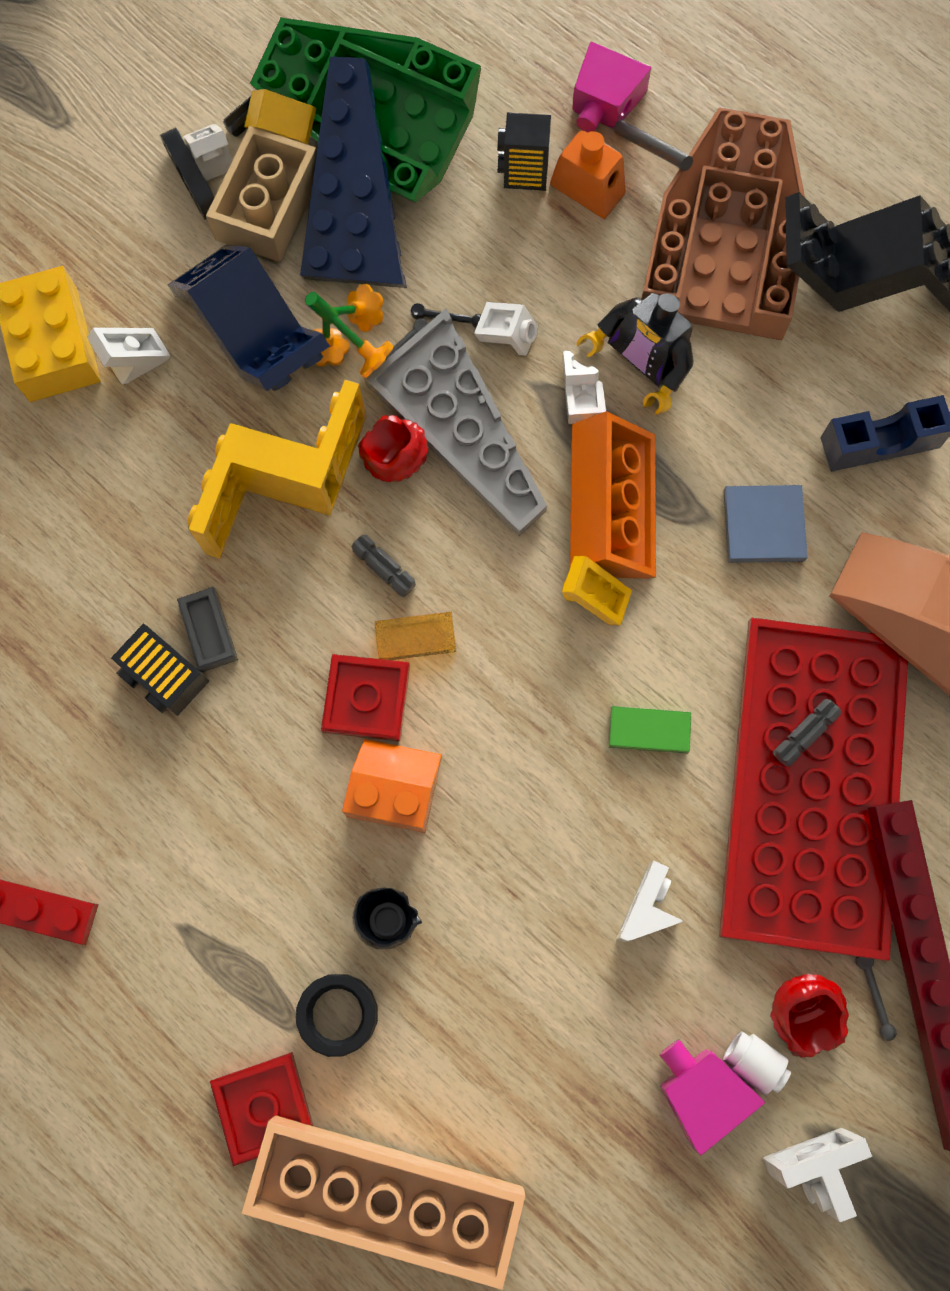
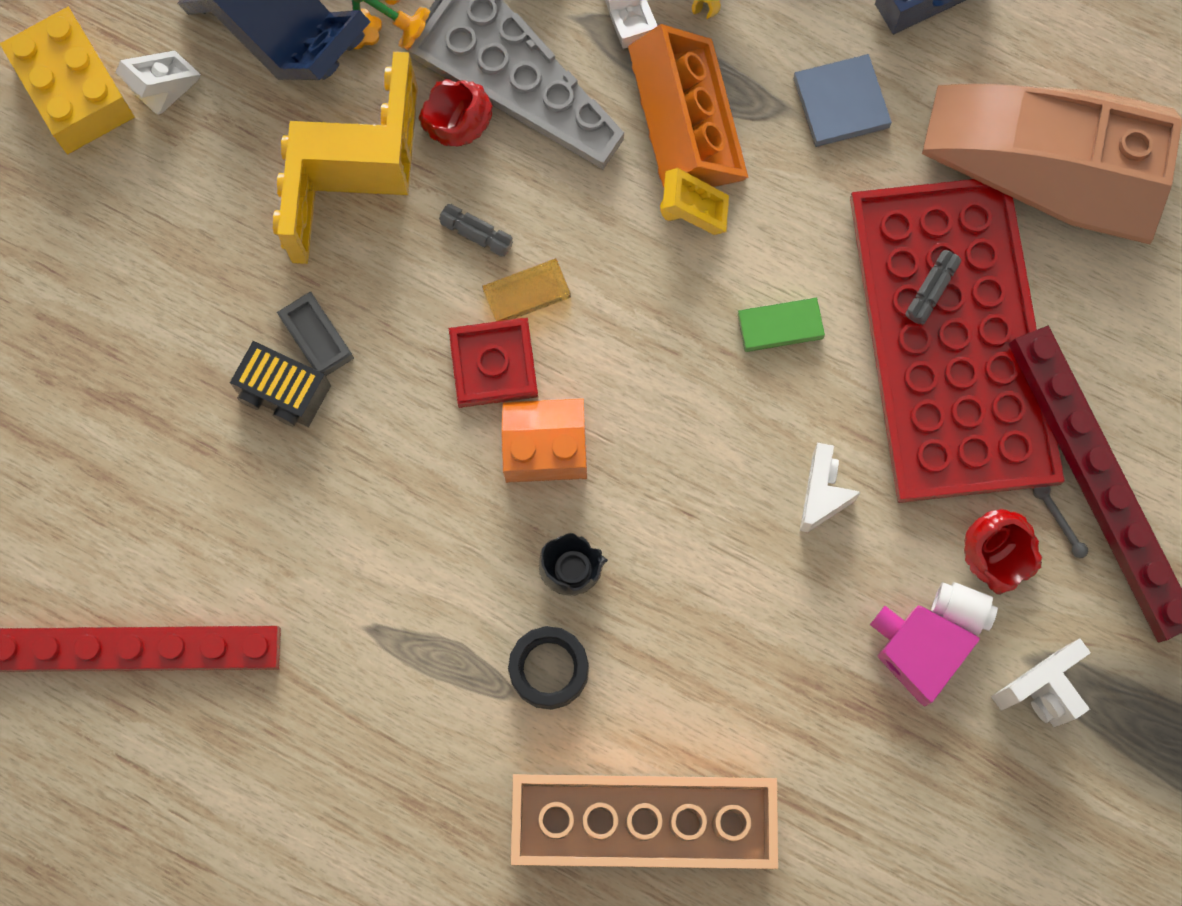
camera: 15 degrees left, 0 degrees up
(253, 1098) = (486, 771): red tile -> none

